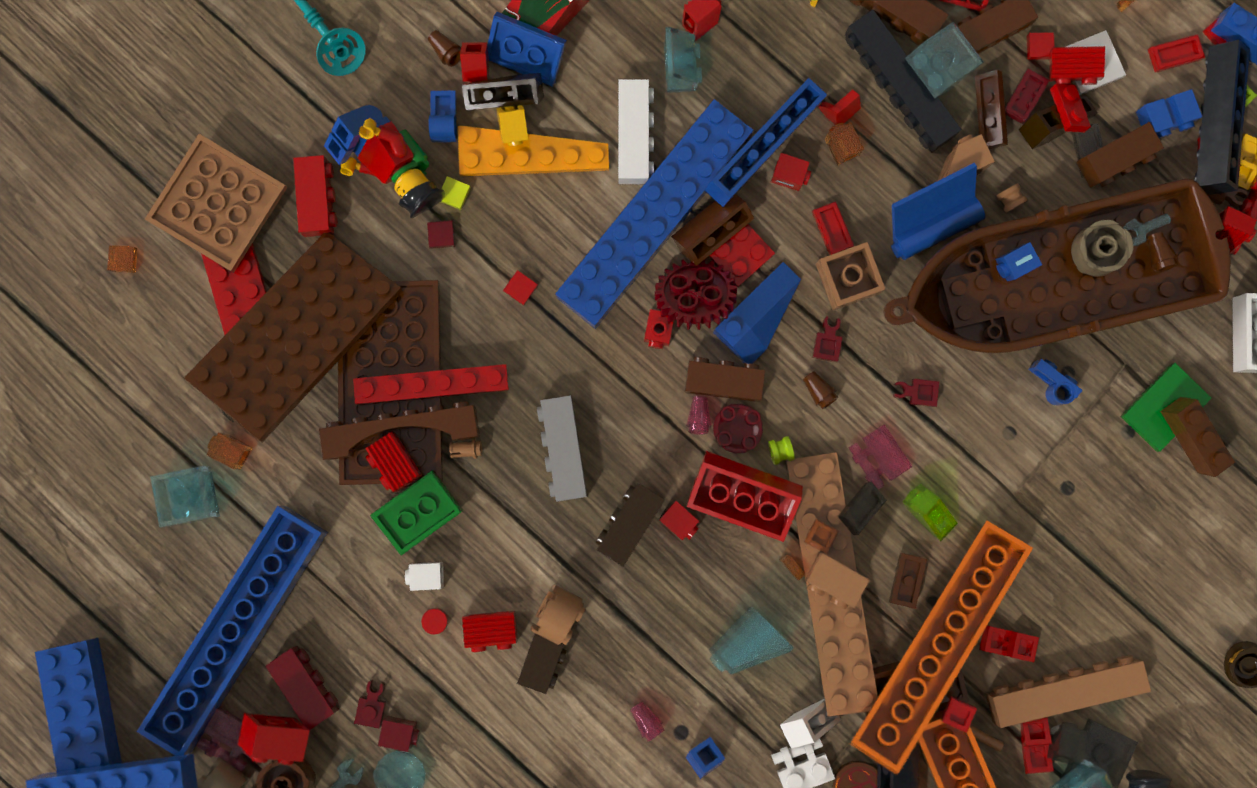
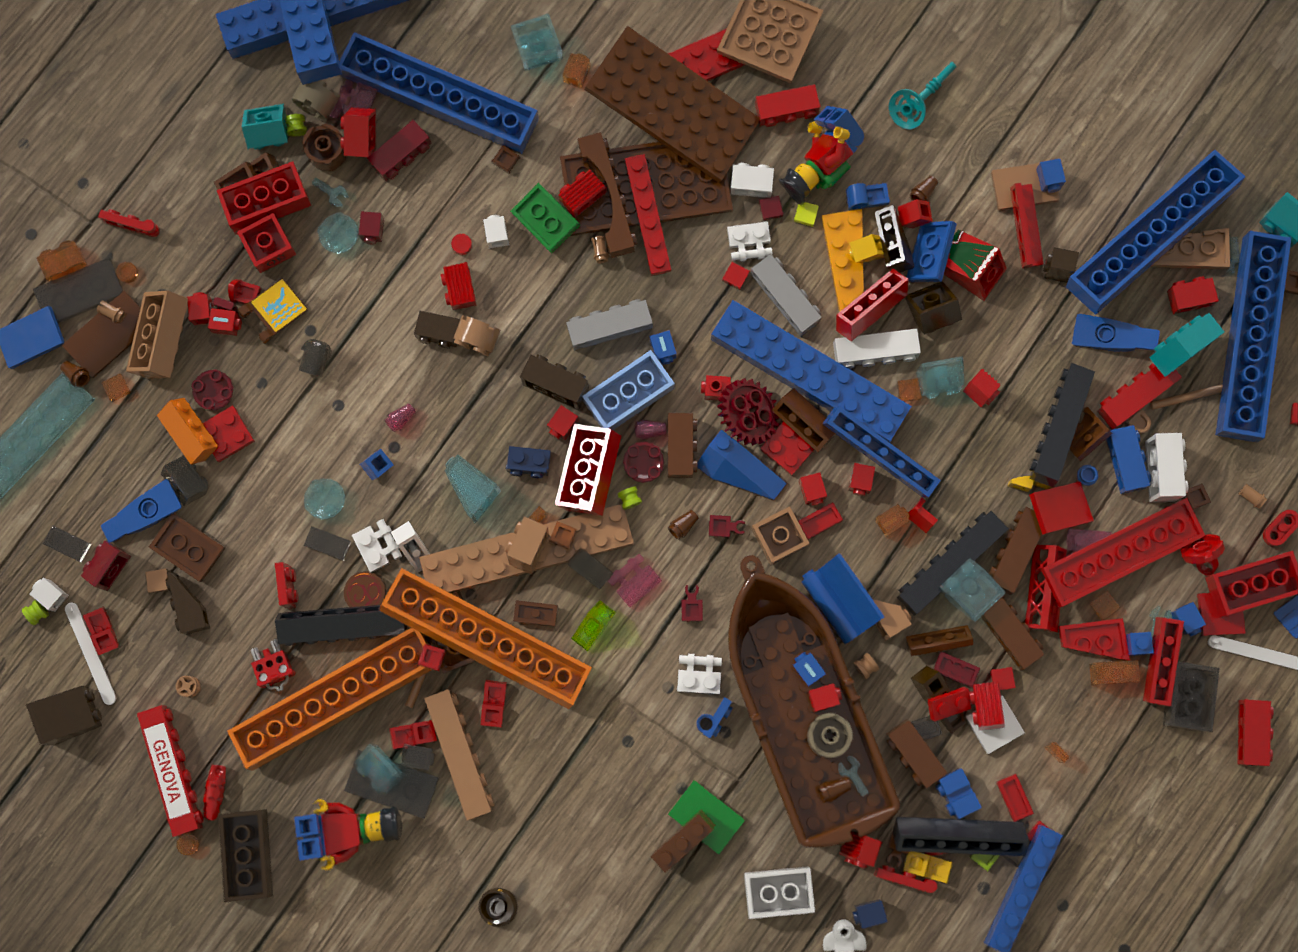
camera: 90 degrees right, 5 degrees down
(332, 553) = (505, 159): none -> reddish brown tile
(371, 709) = (388, 204): dark red plate -> none
(403, 251) = (752, 180): none -> white brick
(471, 265) = (749, 235): none -> white plate
(554, 230) = (786, 295): none -> light grey brick
(583, 127) = (872, 305): none -> red brick
(592, 57) = (934, 307): none -> dark brown slope
(601, 386) = (663, 347): none -> blue brick
(652, 435) = (628, 391): none -> light blue brick
(688, 102) = (909, 390): none -> clear orange tile
(721, 568) = (528, 461): none -> dark blue bracket
(796, 230) = (813, 489): none -> red brick
(1006, 397) = (699, 681): none -> white plate
(1054, 248) = (824, 697): none -> red brick

